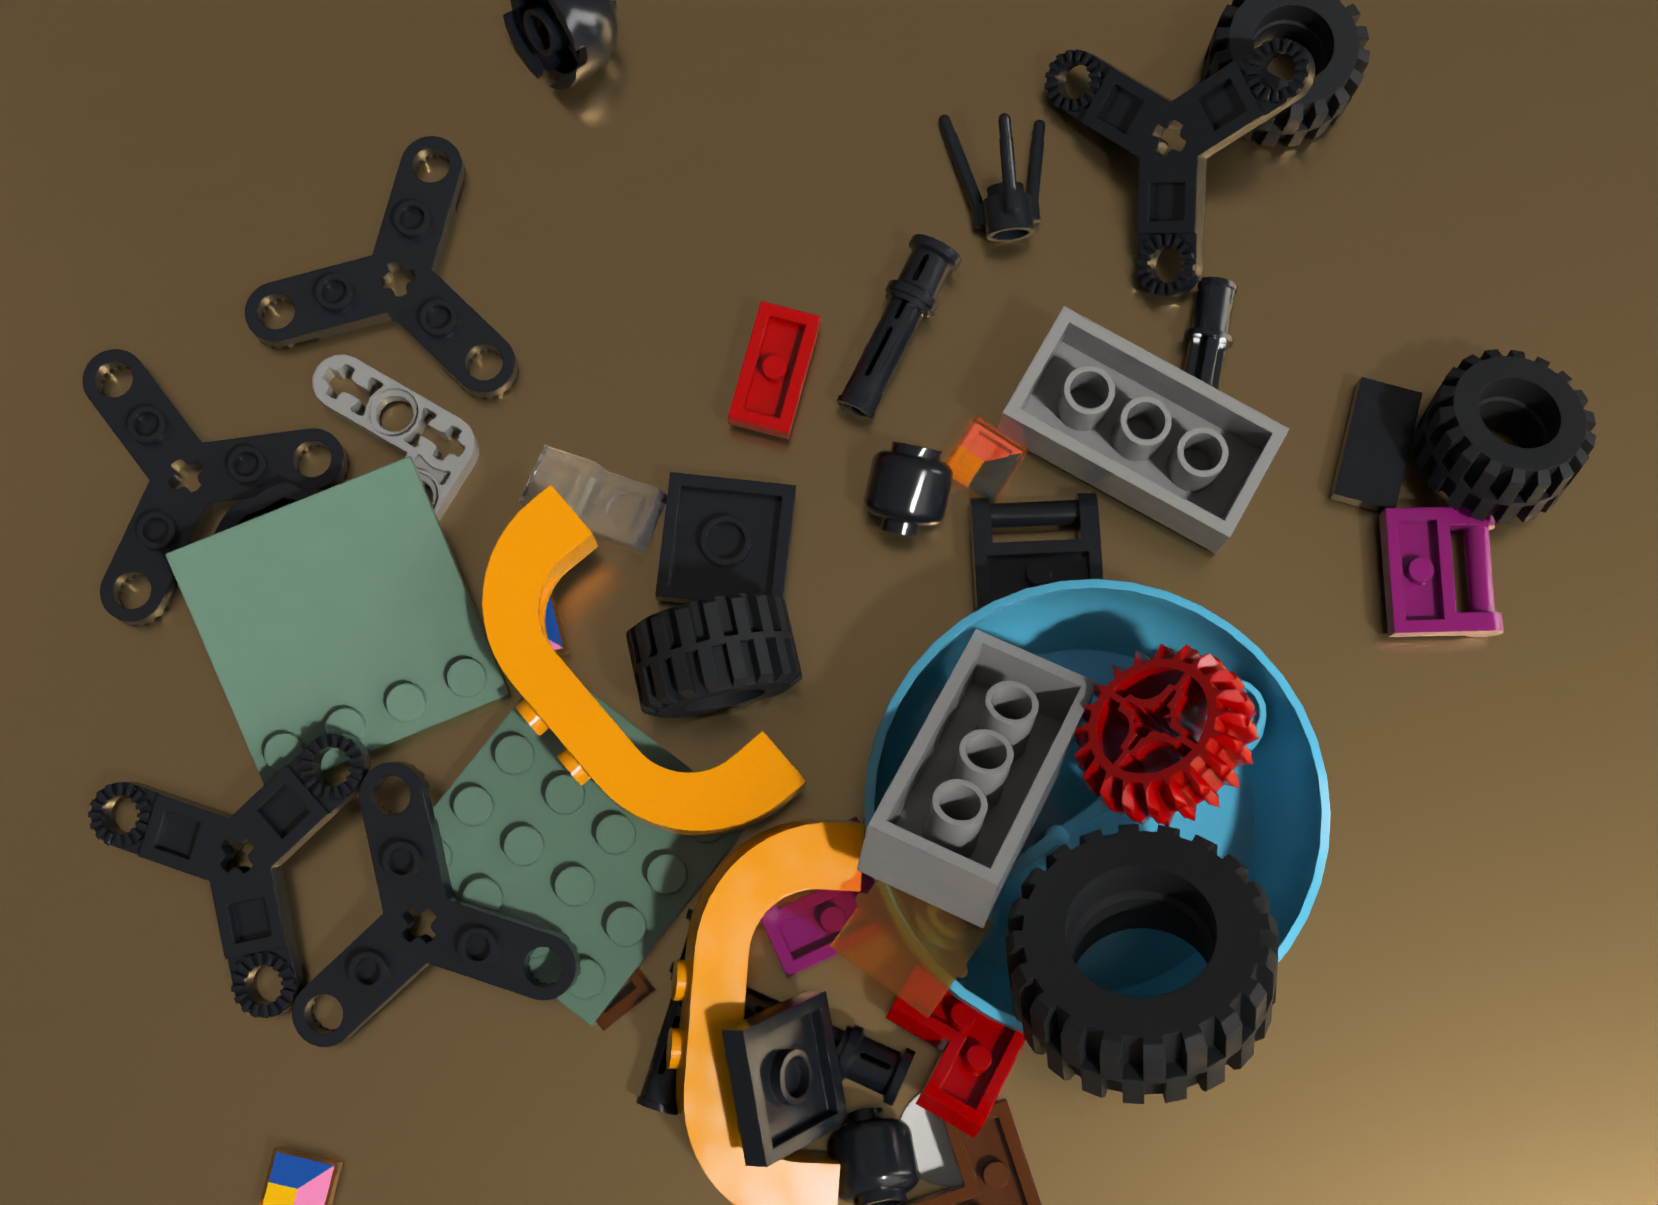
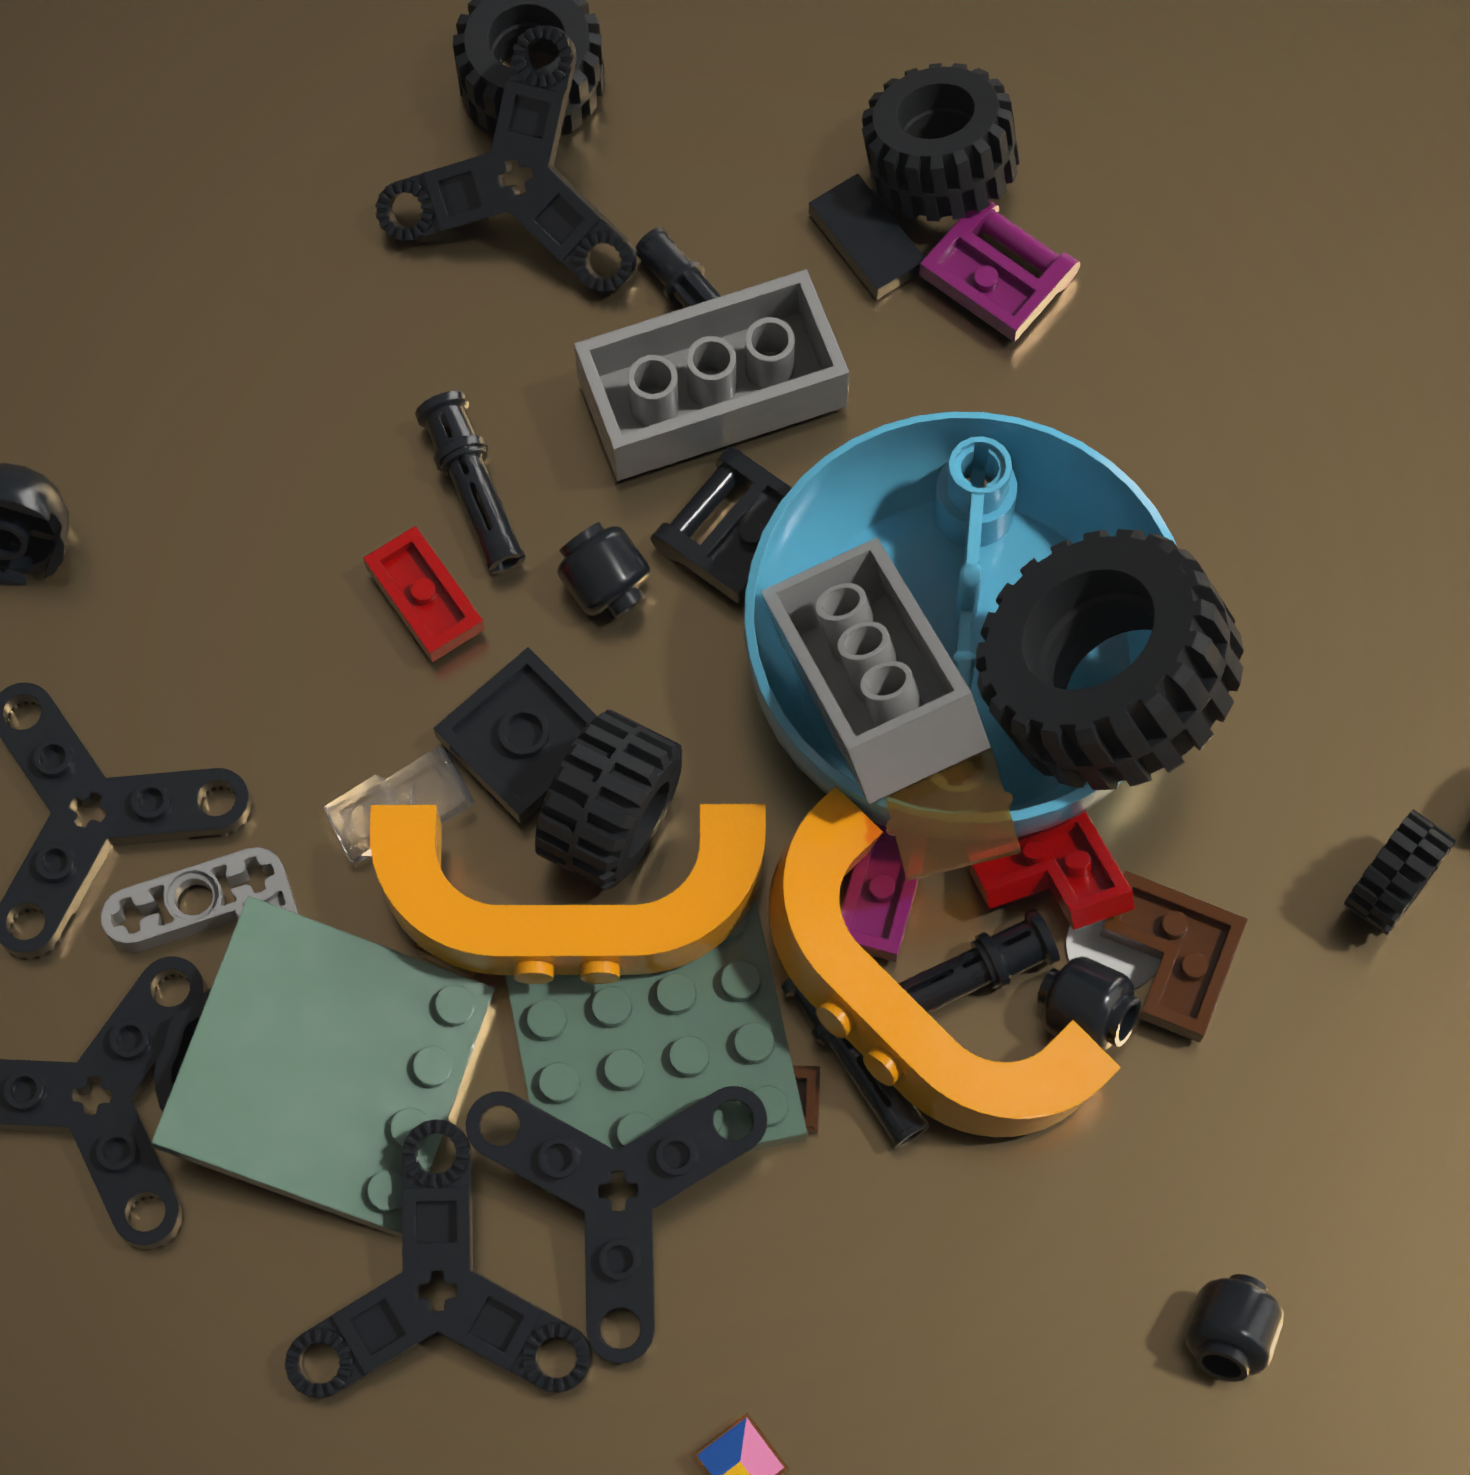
camera: 45 degrees left, 10 degrees down
(785, 1077) = (974, 999): black plate -> none
(985, 459) = (630, 502): clear orange tile -> none
(1007, 210) = (456, 330): black plant -> none
(1146, 729) = (976, 526): red gear -> none

